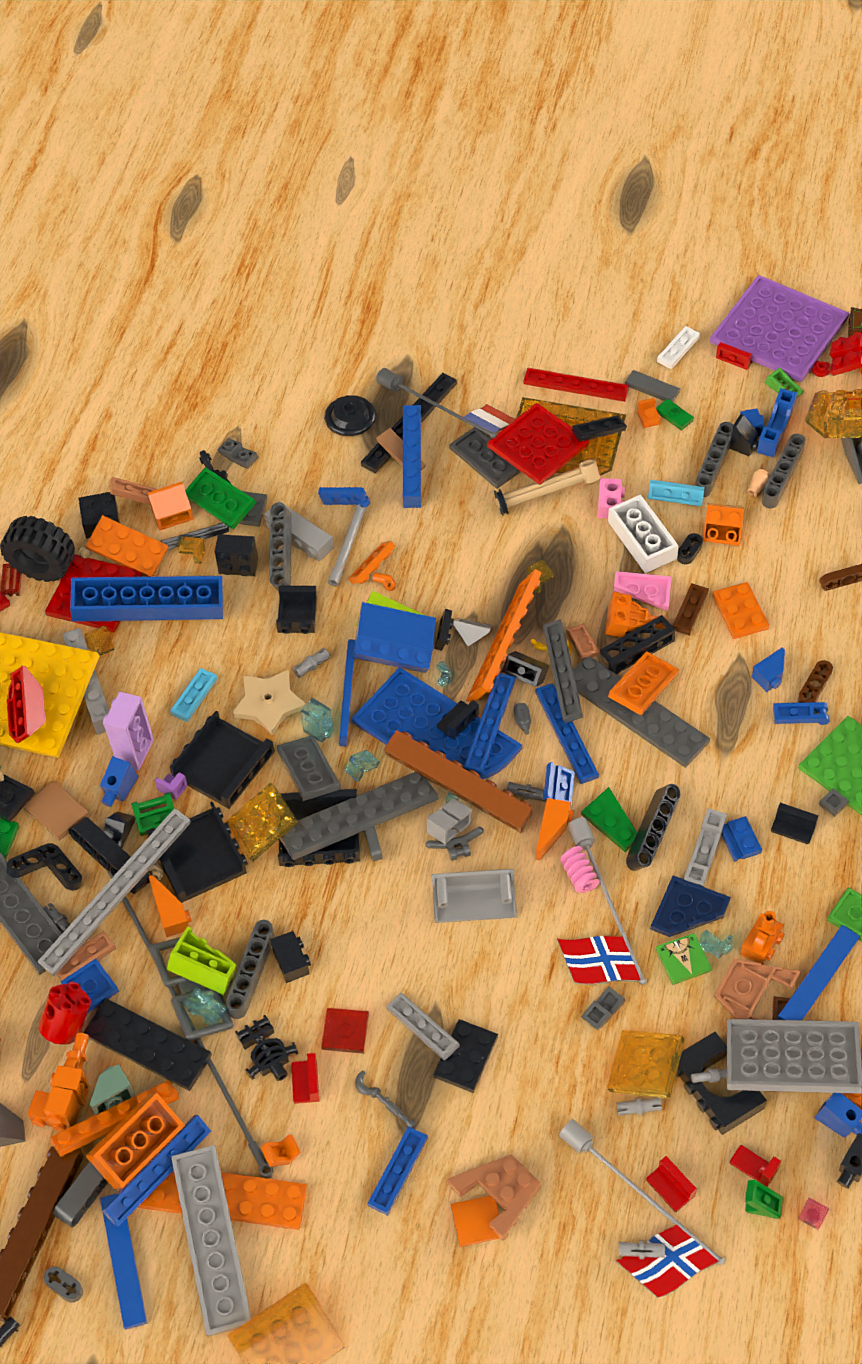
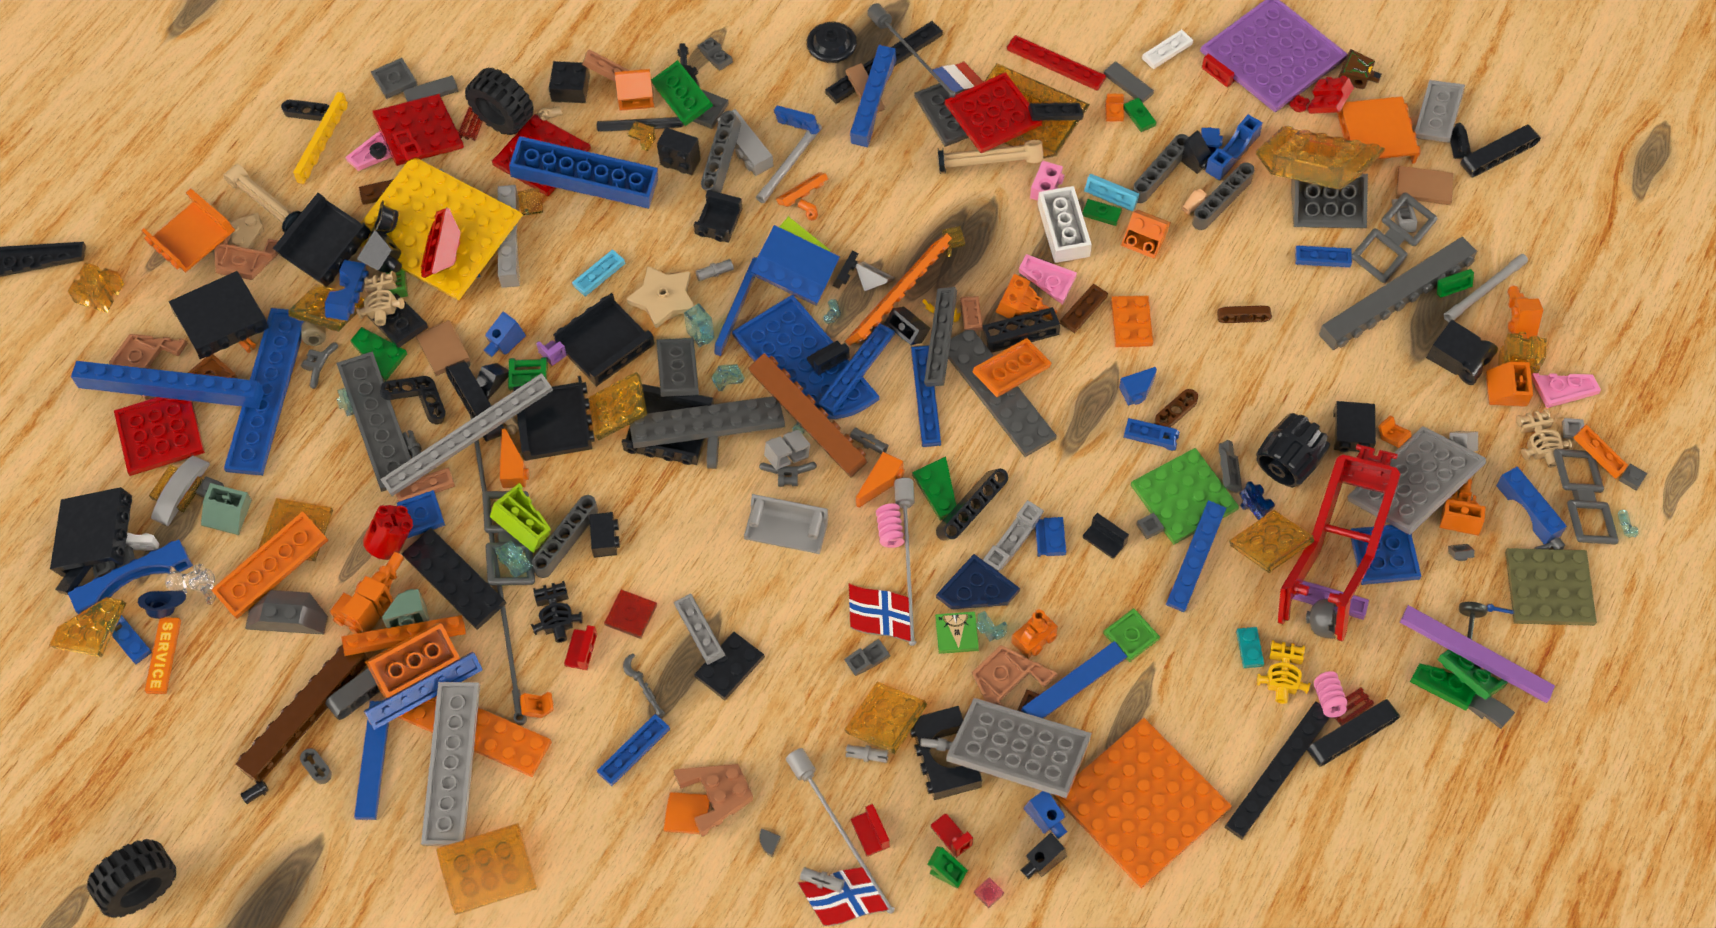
camera: 15 degrees right, 5 degrees up
(127, 546) = (583, 119): orange plate -> none
(128, 729) = (524, 291): lavender brick -> none
(522, 717) = (890, 370): dark grey piece -> none
(558, 783) = (900, 441): plate -> none
(571, 1226) = (769, 841): none -> dark grey tile
(673, 513) = (1102, 212): none -> green plate
(693, 550) = (1103, 248): black beam -> none
(783, 378) = (1258, 104): bright green slope -> none

